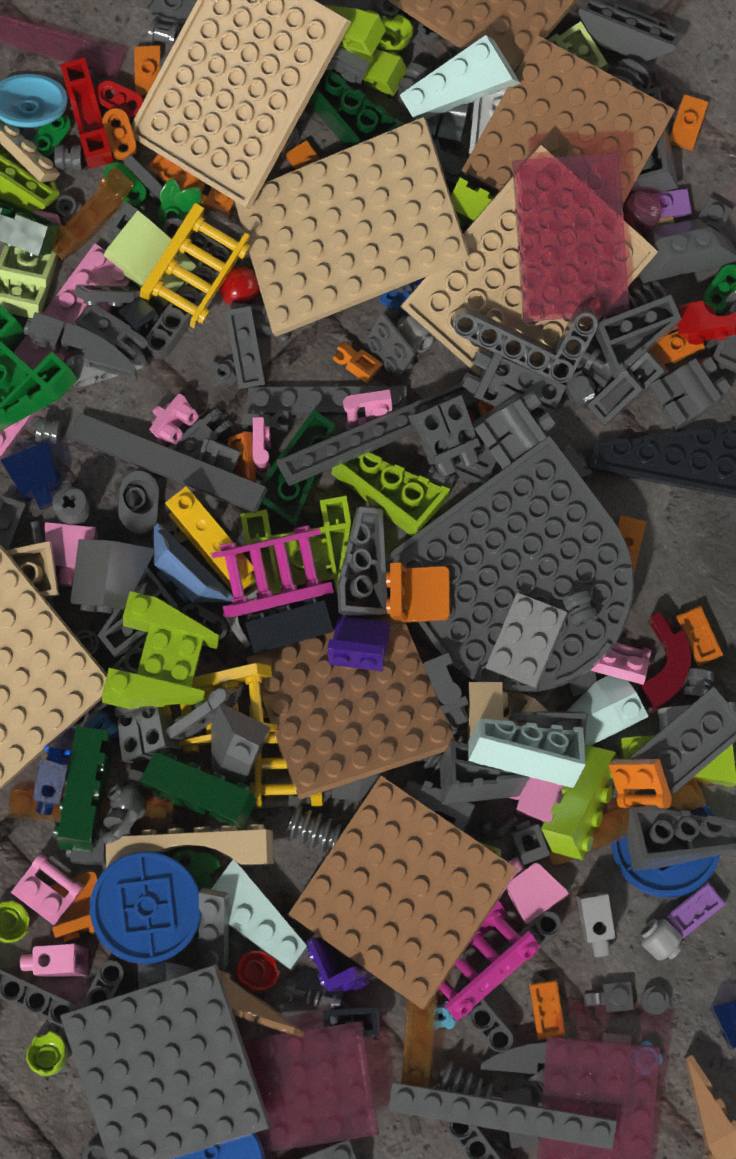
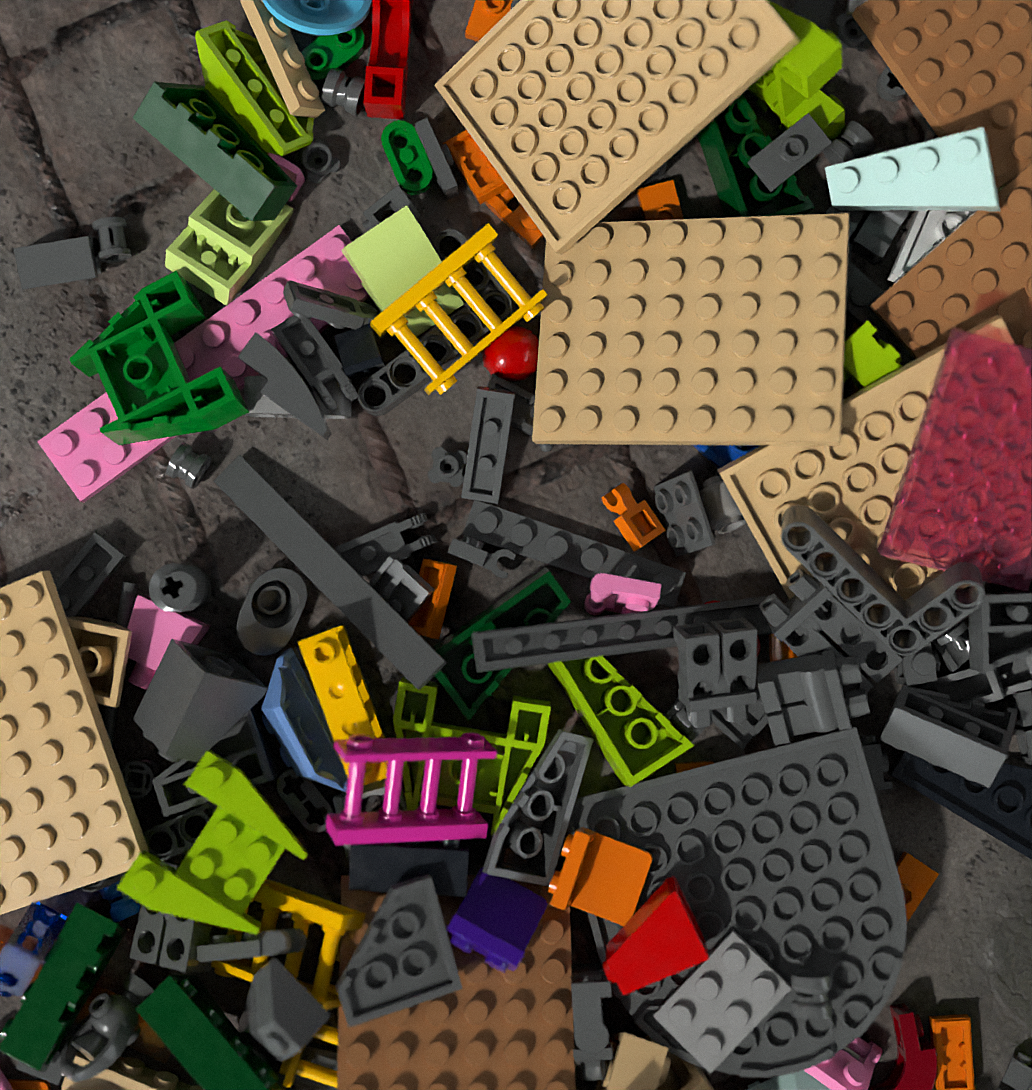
camera: 20 degrees right, 10 degrees up
(34, 473) = (149, 518): clear blue torso -> none
(45, 331) = (226, 329): dark grey brick -> none
(93, 214) = (348, 185): clear orange slope -> none
(121, 99) = (444, 34): red plate -> none
(121, 135) = (423, 85): orange plate -> none
(170, 418) = (354, 508): bright pink hips -> none
(177, 200) = (468, 206): green plate -> none
(261, 442) = (464, 583): bright pink plate -> none
(303, 679) = (400, 957): none -> dark grey plate
(349, 65) = (771, 99): dark grey plate -> none
(374, 95) = (789, 152): none -> dark grey plate
(397, 34) = (855, 74): lime hair -> none
(469, 616) = (656, 941): none -> red slope
(614, 424) = (950, 733): none -> dark grey wedge

